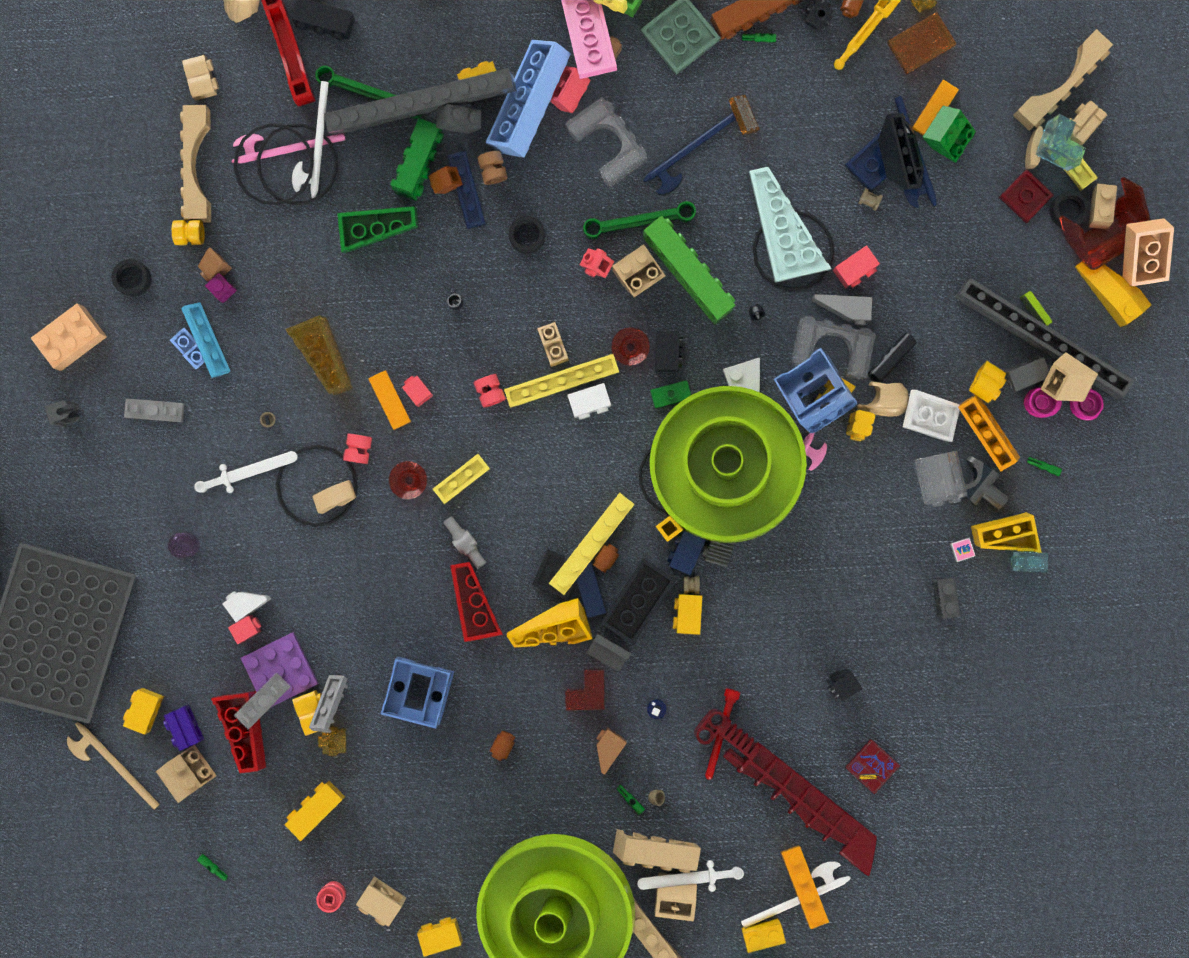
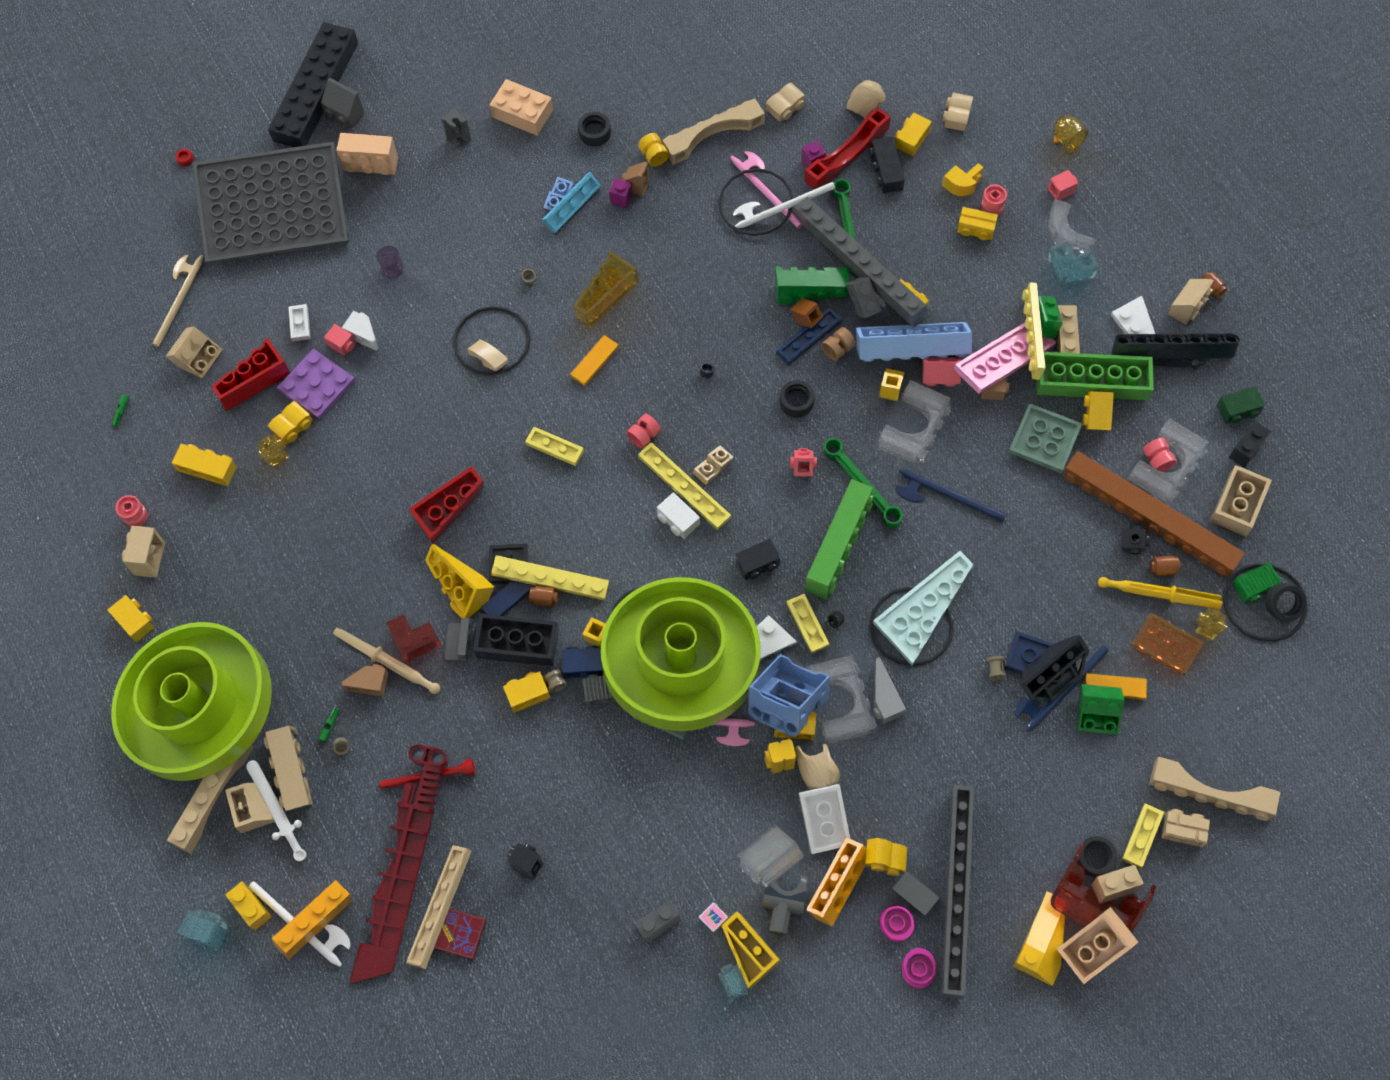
camera: 65 degrees right, 20 degrees down
(47, 514) = (367, 153): none -> light nougat brick
(142, 710) = (234, 297): yellow brick -> none
(154, 410) = (493, 193): light grey plate -> none
(183, 728) = (233, 332): dark purple brick -> none
(204, 659) = (299, 322): none -> white plate
(236, 163) = (745, 213): black piece -> none
(245, 472) = (475, 281): white sword -> none
(262, 700) = (282, 375): light grey plate -> none
(276, 83) = (812, 152): none -> magenta brick
(328, 703) = (303, 429): light grey plate -> none
(361, 442) = (545, 352): coral wheel -> none
(370, 226) = (735, 277): green wedge -> none
(395, 700) = (350, 514): medium blue piece -> none
(398, 477) = (531, 397): clear red dish -> none
(417, 390) = (613, 376): coral brick -> none
(464, 542) = (499, 474): light grey pin -> none
(502, 745) = (330, 589): dark orange brick -> none
(559, 141) = (891, 384): none -> yellow brick
(586, 730) = (386, 660): none -> tan piece
(637, 339) = (749, 519): clear red dish -> none
(638, 271) = (816, 498): tan slope -> none
(656, 709) = (424, 707): clear blue tile -> none
(670, 394) = (719, 577): green plate -> none
(744, 114) = (1007, 523): clear orange tile -> none
(748, 339) = (807, 623): none -> light yellow plate
(758, 37) = (1085, 505): green pin -> none
(842, 774) = (438, 907): none -> tan tile
(855, 267) = (926, 685): coral brick -> none
(892, 358) = (860, 757): black axle -> none
(1026, 196) = (1085, 810): dark red tile -> none
(1031, 159) = (1139, 792): tan slope -> none
(1035, 308) = (982, 871): lime tile -> none
(1044, 466) = (837, 965): green pin -> none
(1057, 146) = (1144, 808): clear light blue brick -> none
(1069, 379) = (929, 926): tan slope -> none

